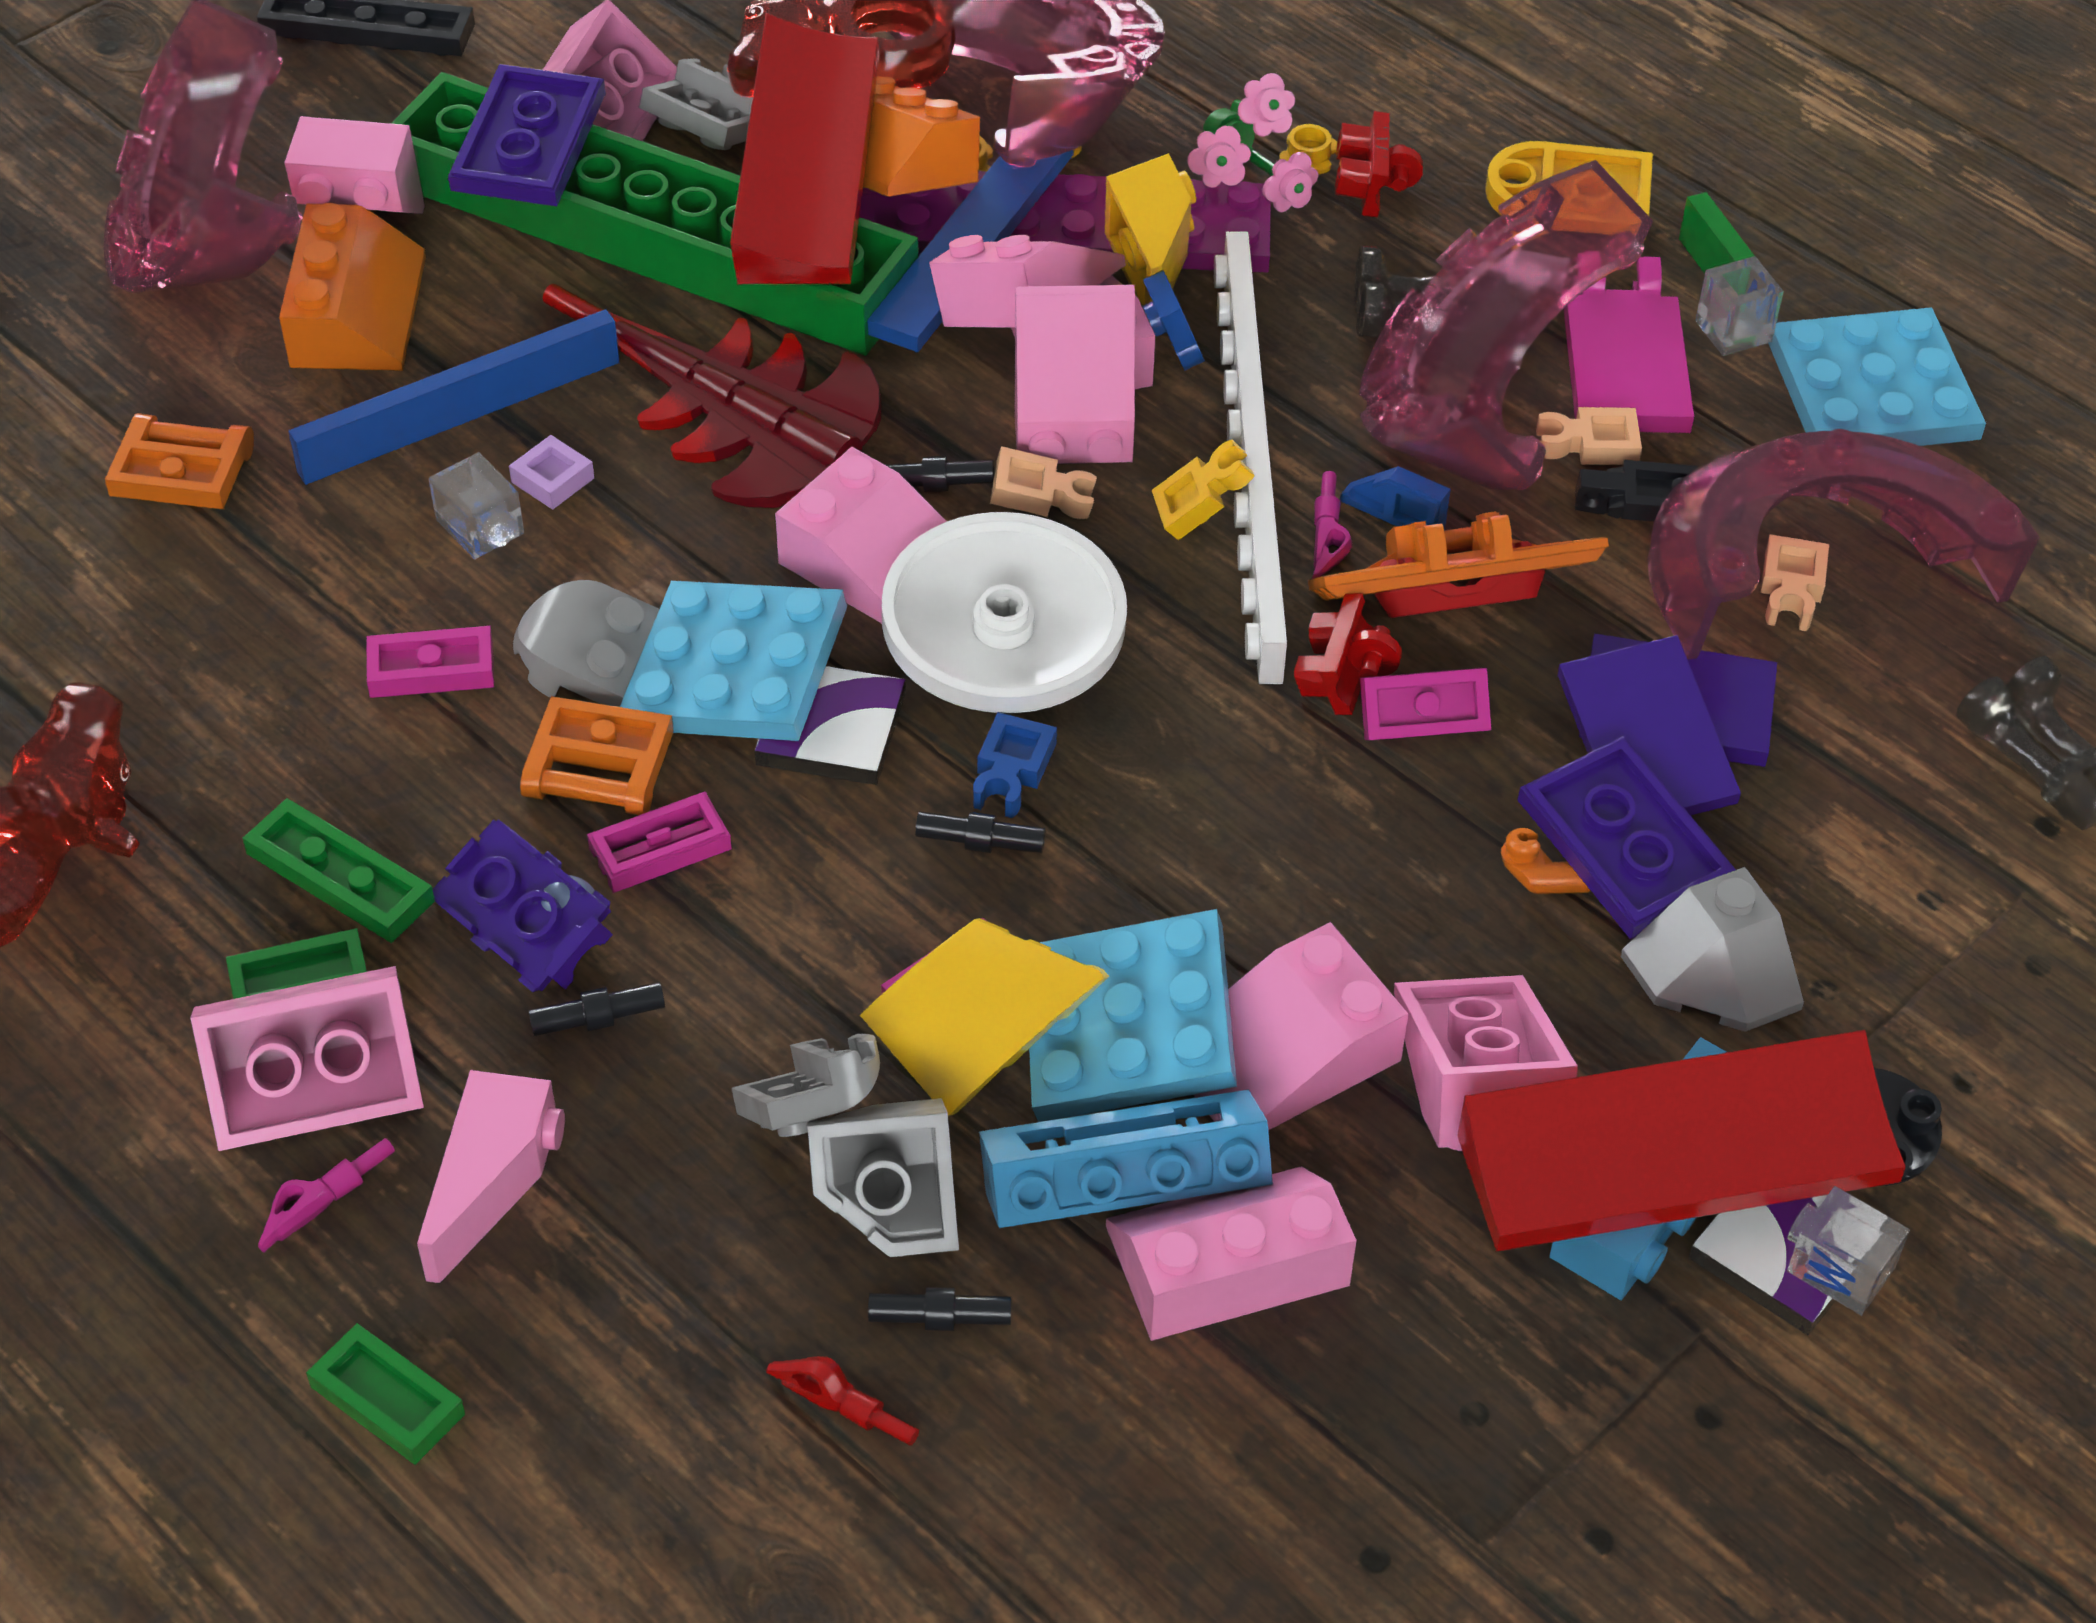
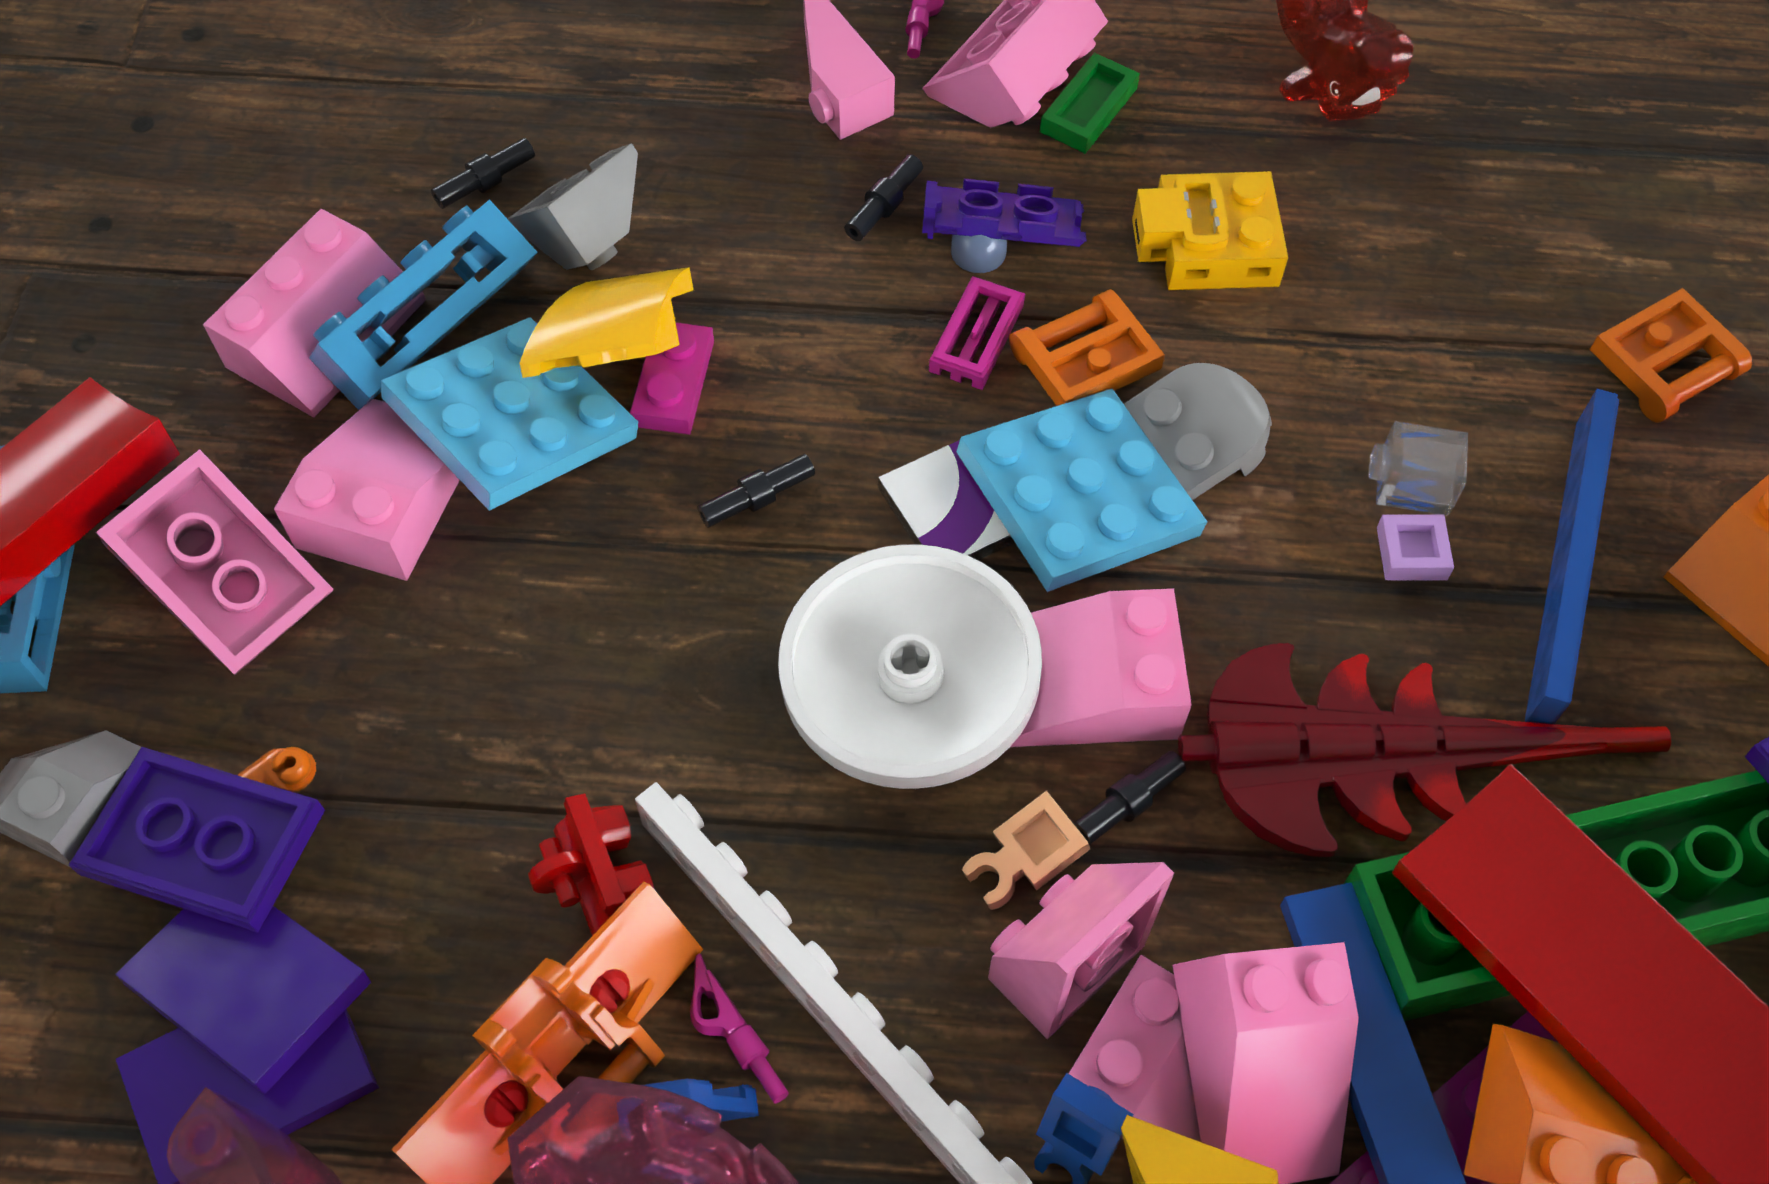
camera: 140 degrees right, 10 degrees up
(339, 870) = (1139, 160): green plate -> none
(369, 772) = (1212, 230): none -> yellow piece
(430, 661) = (1284, 332): dark pink plate -> none
(820, 1085) = (675, 200): light grey slope -> none
(826, 1386) = (513, 95): red hand -> none
(1012, 757) = (783, 561): blue plate -> none
(1196, 489) = (871, 942): yellow plate -> none
(1425, 704) = (464, 878): dark pink plate -> none

